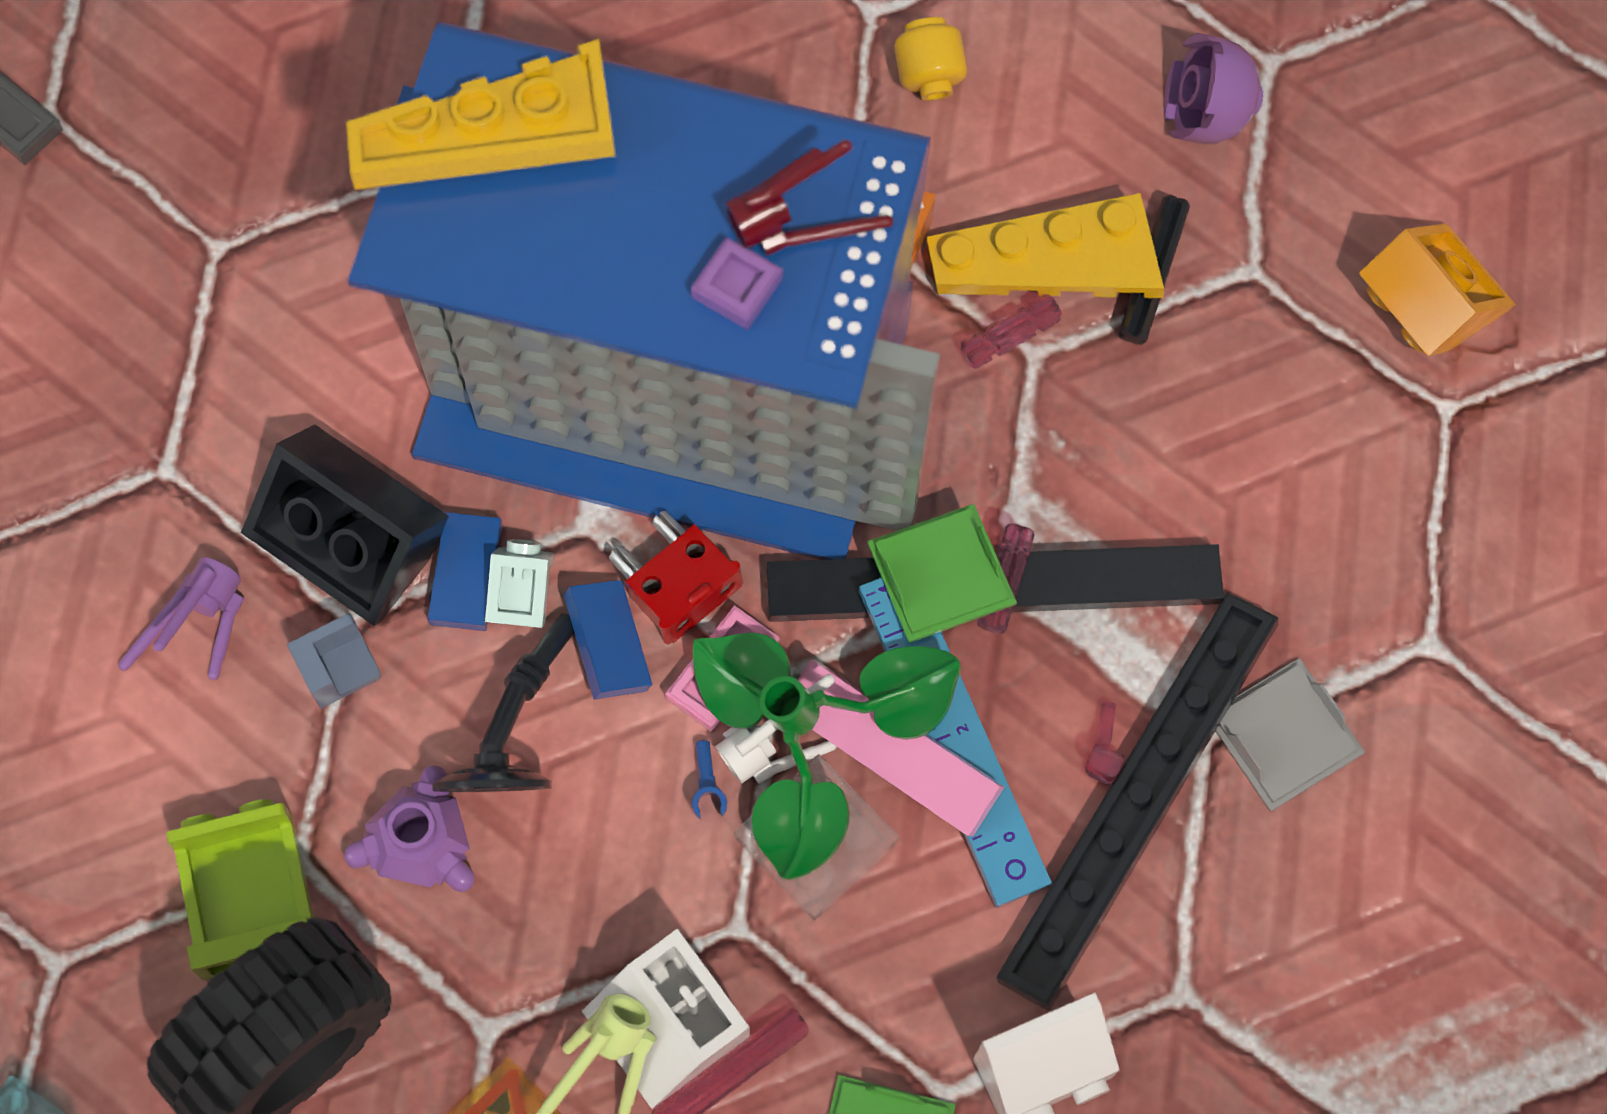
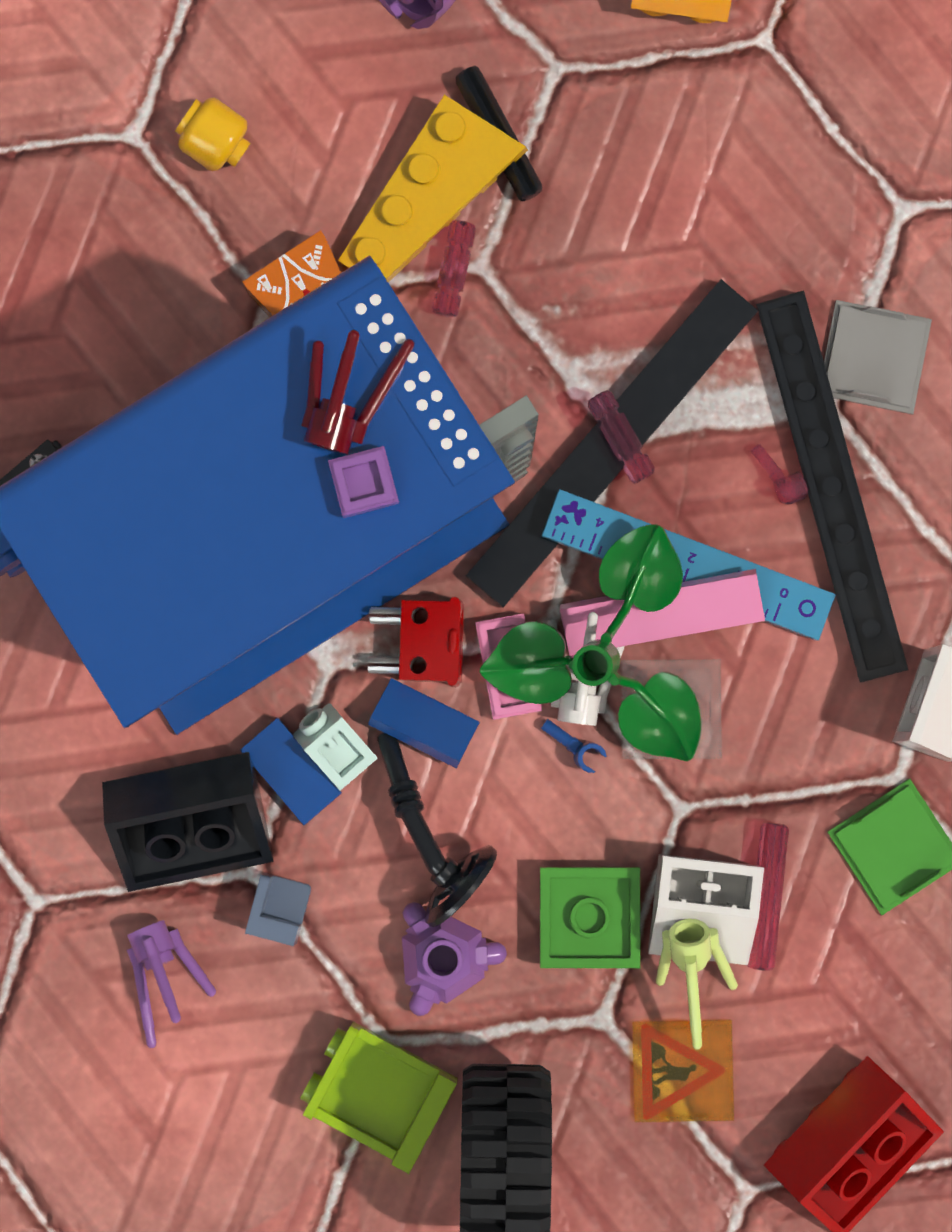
camera: 45 degrees left, 15 degrees up
(515, 123) = (114, 522): yellow wing -> none
(567, 930) = (589, 917): none -> bright green plate
(941, 573) = (583, 475): bright green piece -> none

